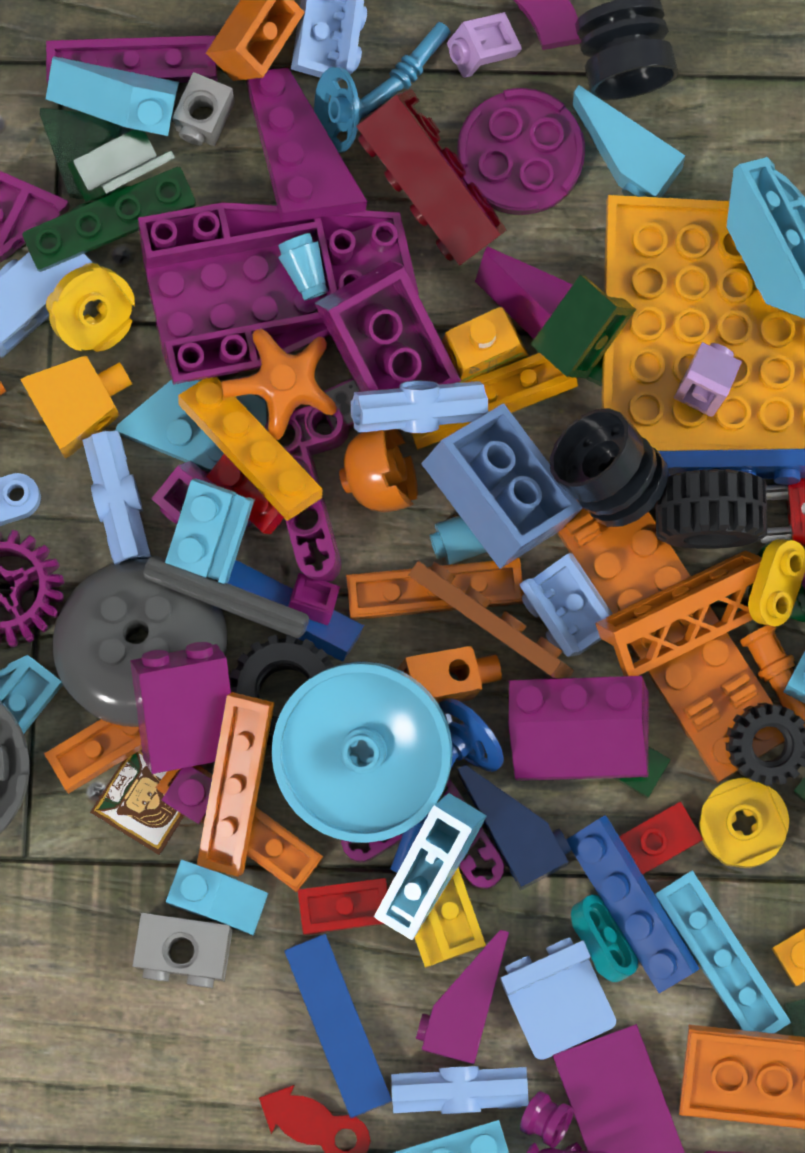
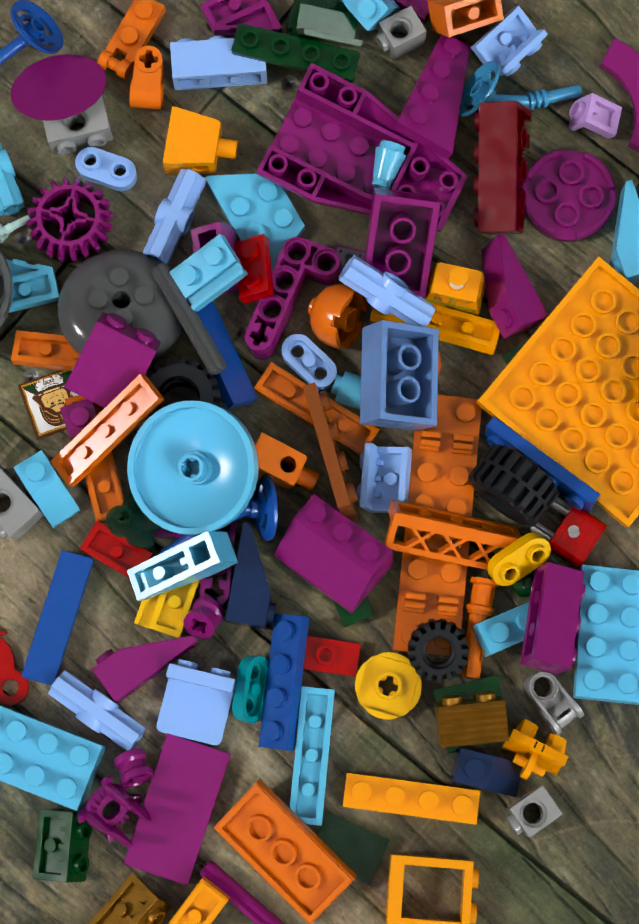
camera: 30 degrees right, 0 degrees up
(69, 302) = (248, 79): yellow plate -> none
(250, 447) = (271, 243): light orange plate -> none
(283, 381) = (320, 220): orange animal -> none
(314, 598) = (240, 360): magenta tile -> none
(348, 862) = (136, 529): none -> clear green plate
(388, 539) = (310, 362): none -> light blue plate
(495, 903) = (204, 617): none -> magenta wheel
(582, 328) = (520, 321): dark green panel -> none
(609, 467) = (470, 413): black wheel -> none
(708, 378) = (572, 406): lavender slope -> none

